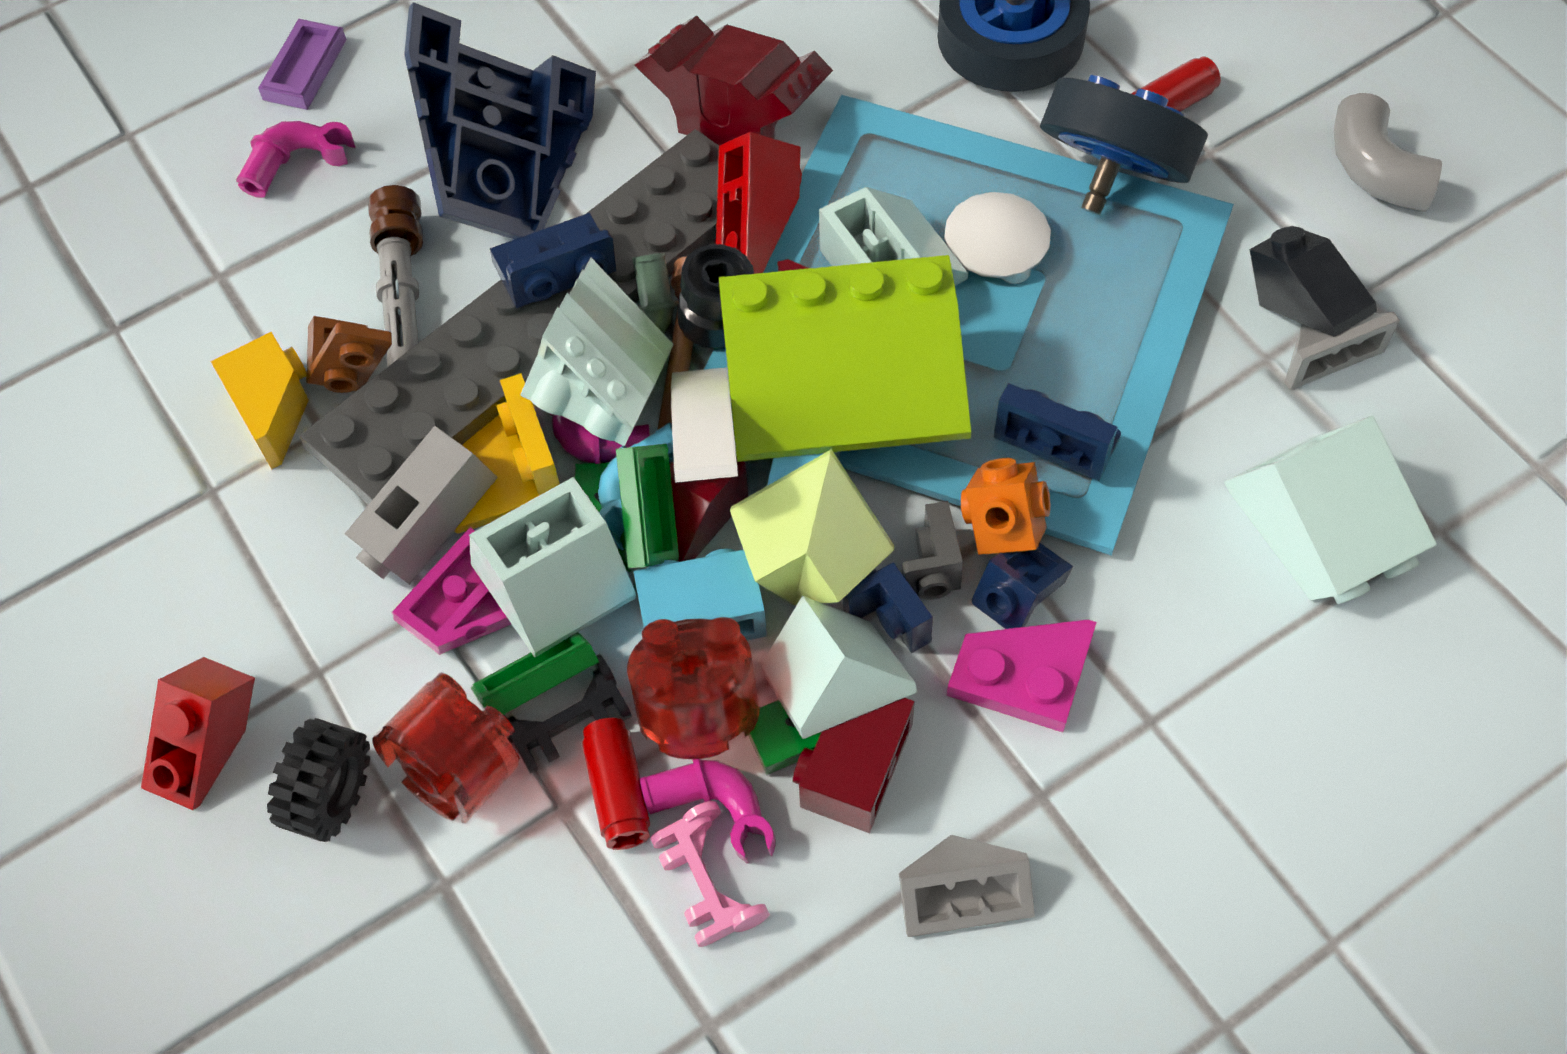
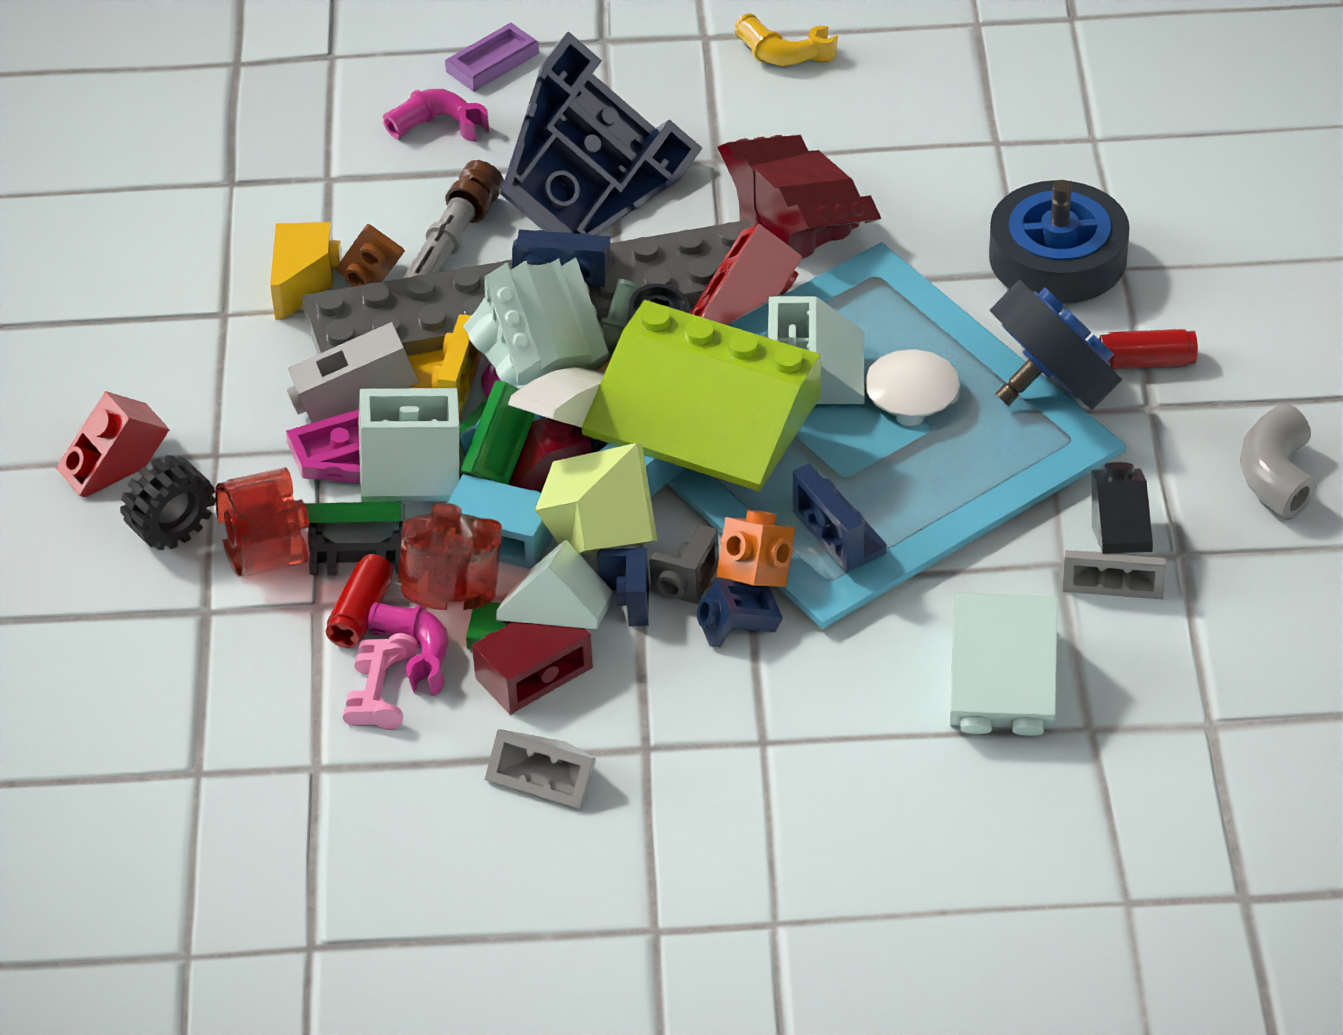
camera: 30 degrees right, 15 degrees down
(1024, 670) = (698, 668): dark pink wing -> none

